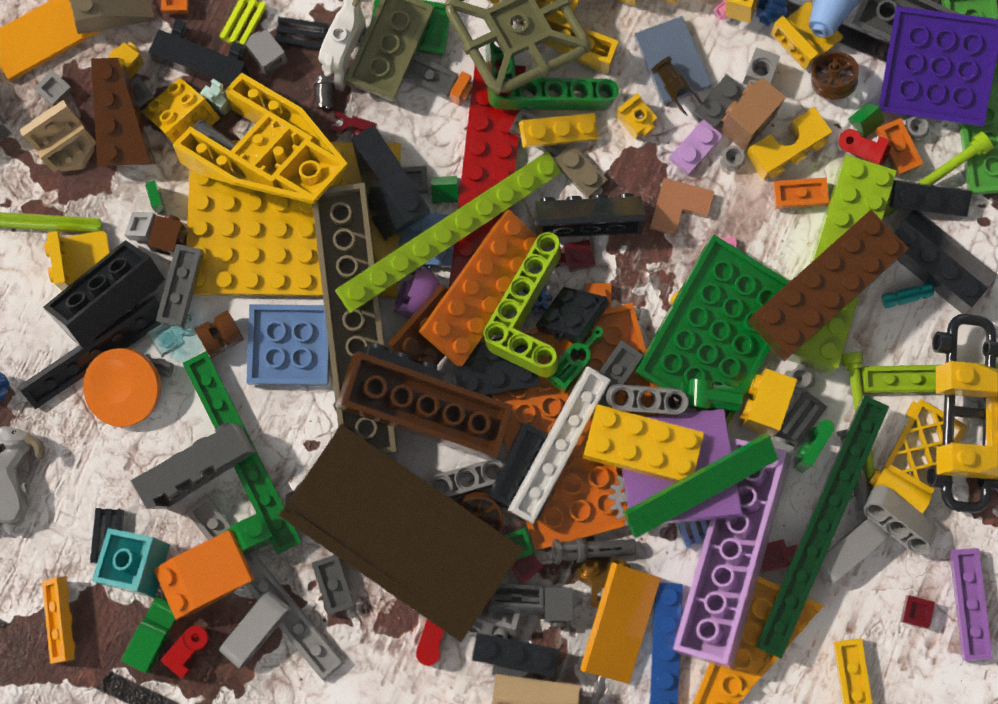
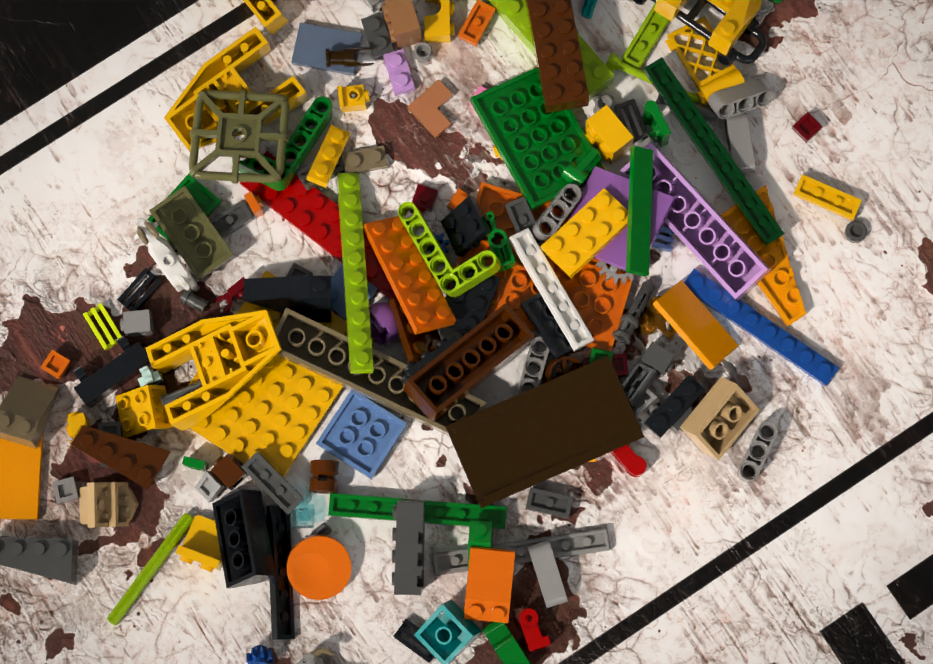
camera: 50 degrees left, 0 degrees up
(444, 189) = (318, 260): green slope -> none
(590, 216) = (403, 172): black slope -> none
(777, 555) = (714, 193): dark red plate -> none
(970, 604) = (823, 90): medium lavender plate -> none

